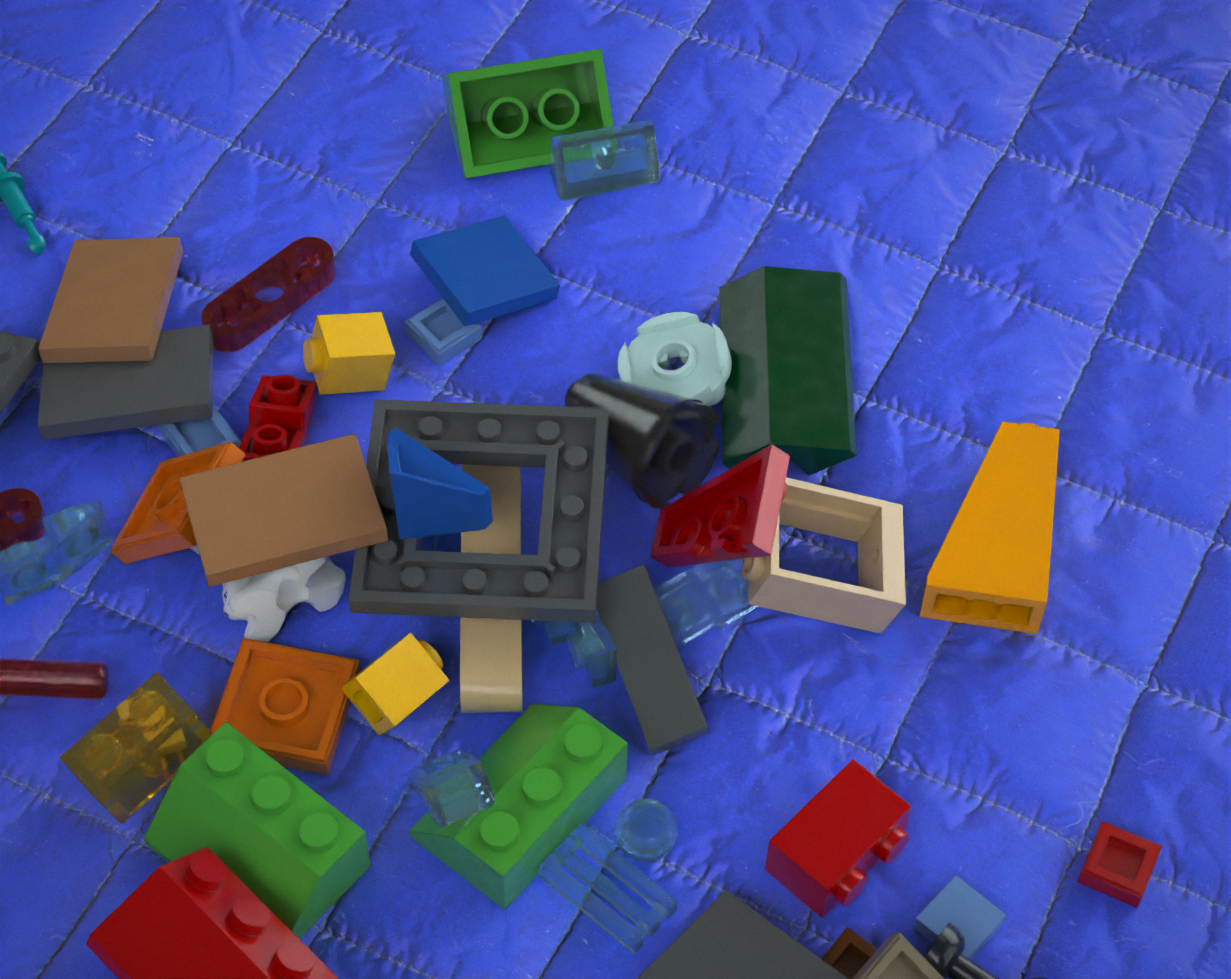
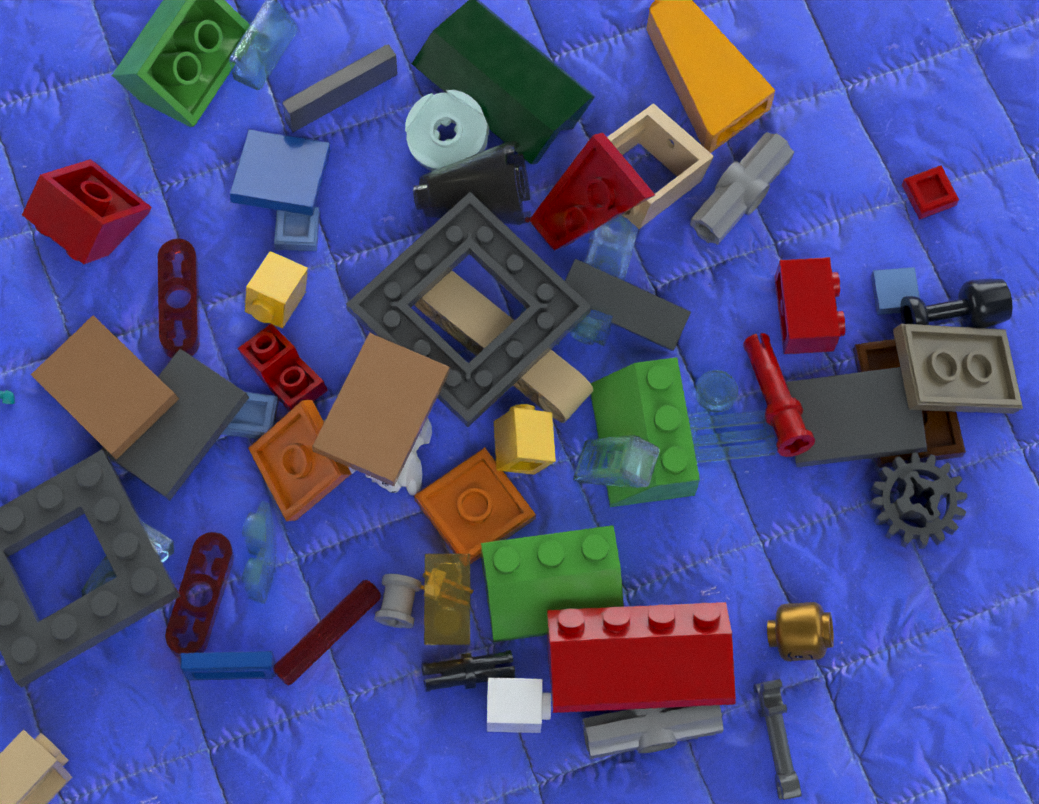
camera: 50 degrees left, 15 degrees up
(69, 906) = (517, 705): none -> white brick
(81, 837) = (467, 670): none -> black pin
(97, 705) = (397, 601): none -> light grey bush
(285, 156) = (84, 210): none -> red slope
(433, 493) = (446, 326): blue slope -> none
(625, 249) = (340, 88): none -> dark grey tile
(681, 905) = (782, 410): none -> red pin
(908, 669) = (742, 188): none -> light grey piece

